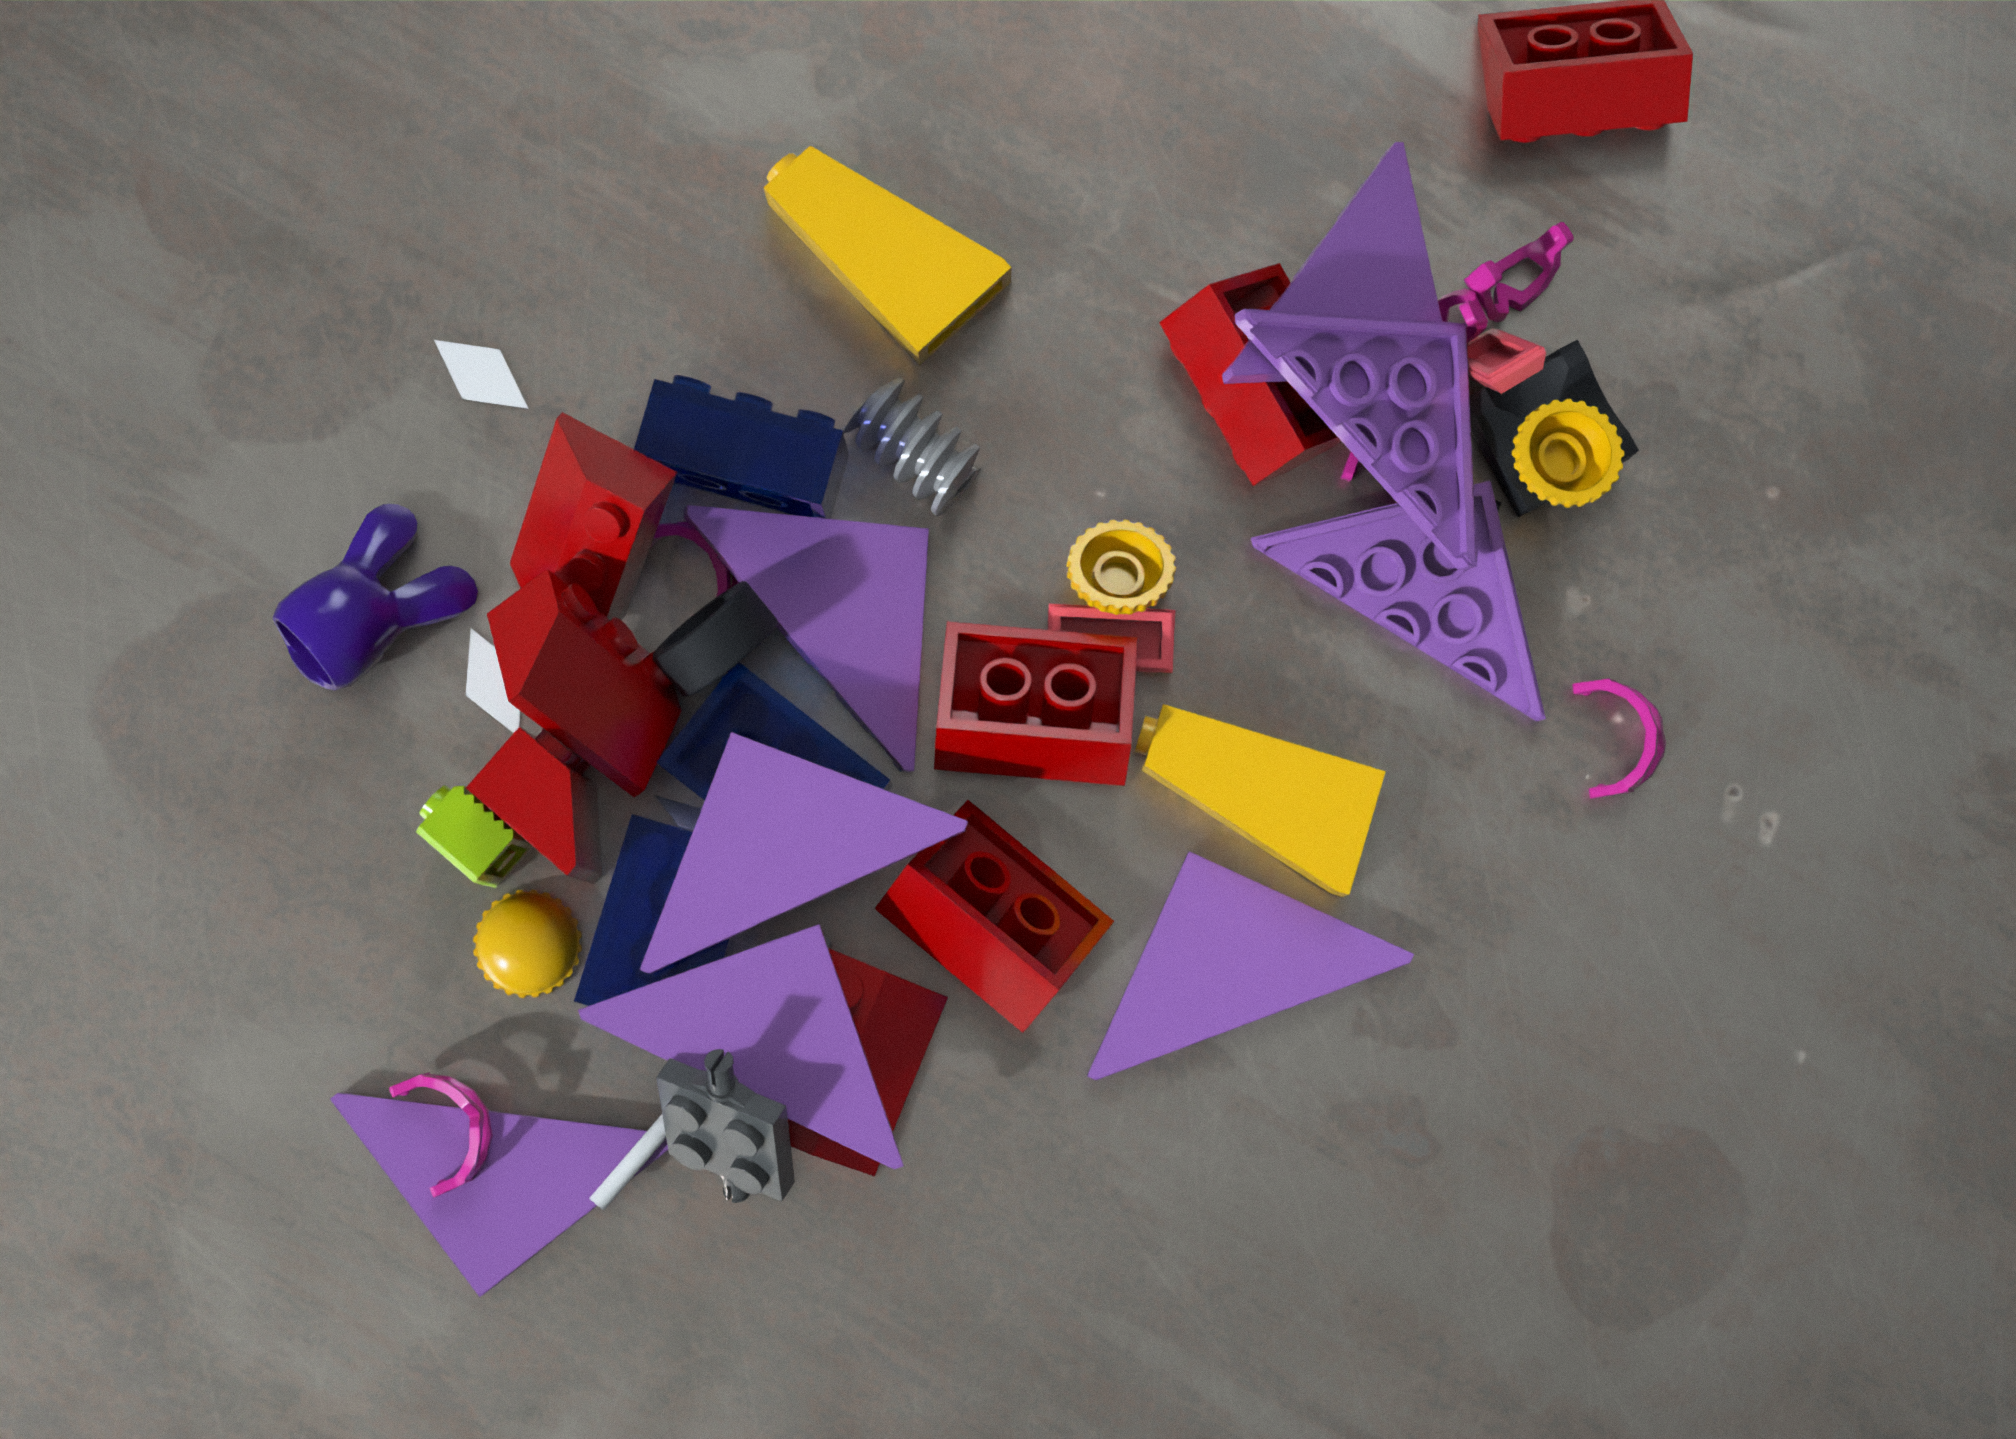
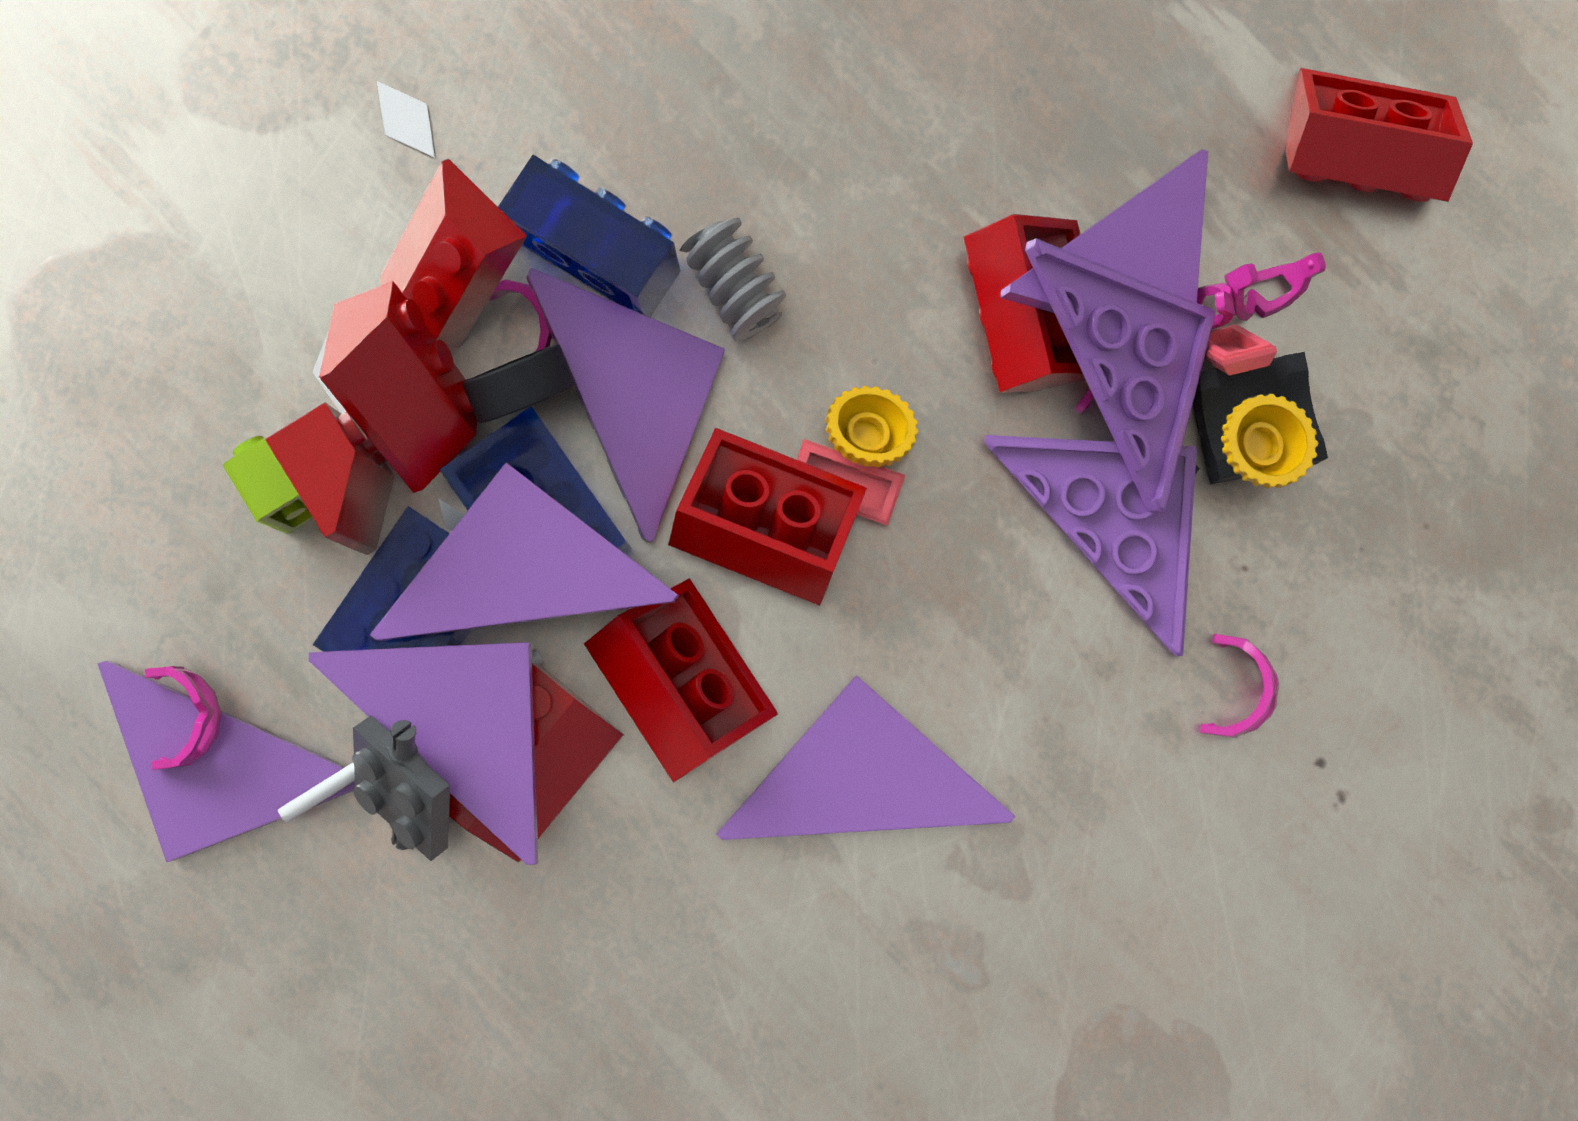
camera: 20 degrees right, 0 degrees up
(348, 621) = (232, 282): dark purple piece -> none
(527, 943) = (298, 587): yellow hat -> none
(889, 254) = (763, 119): yellow slope -> none
(1274, 793) = (941, 649): yellow slope -> none

